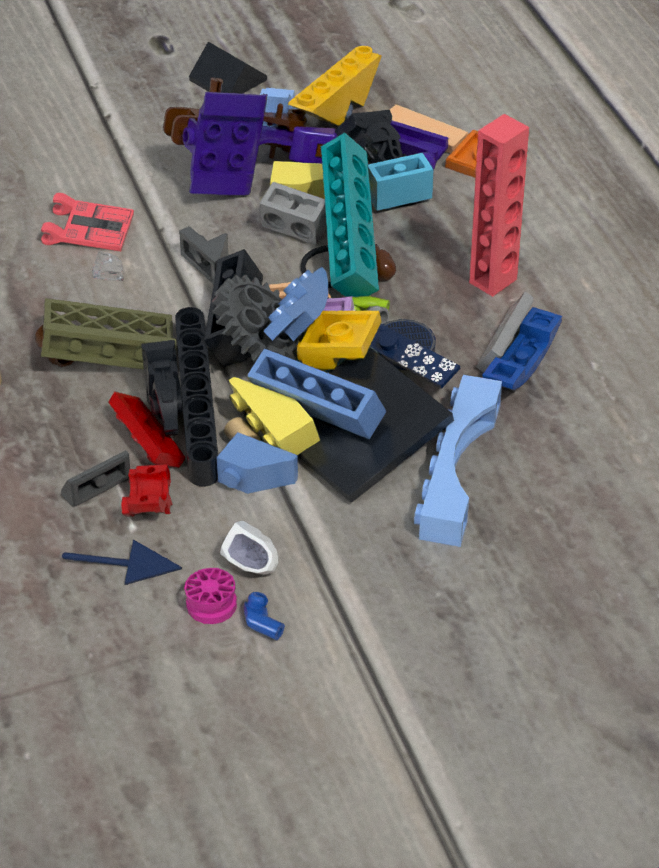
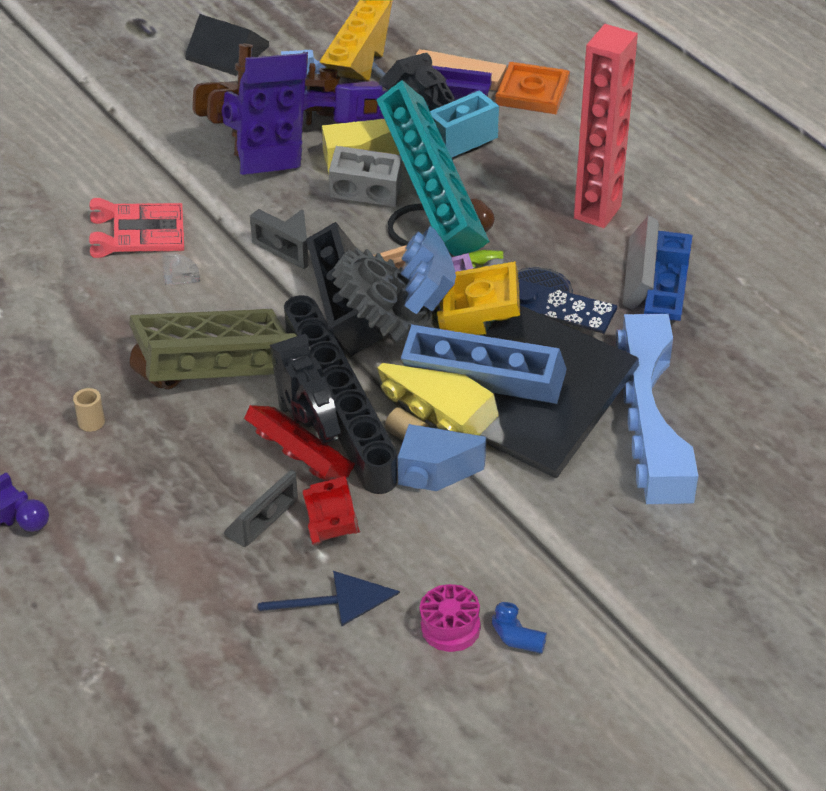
camera: 15 degrees left, 0 degrees up
(249, 549) = (475, 555): rock -> none

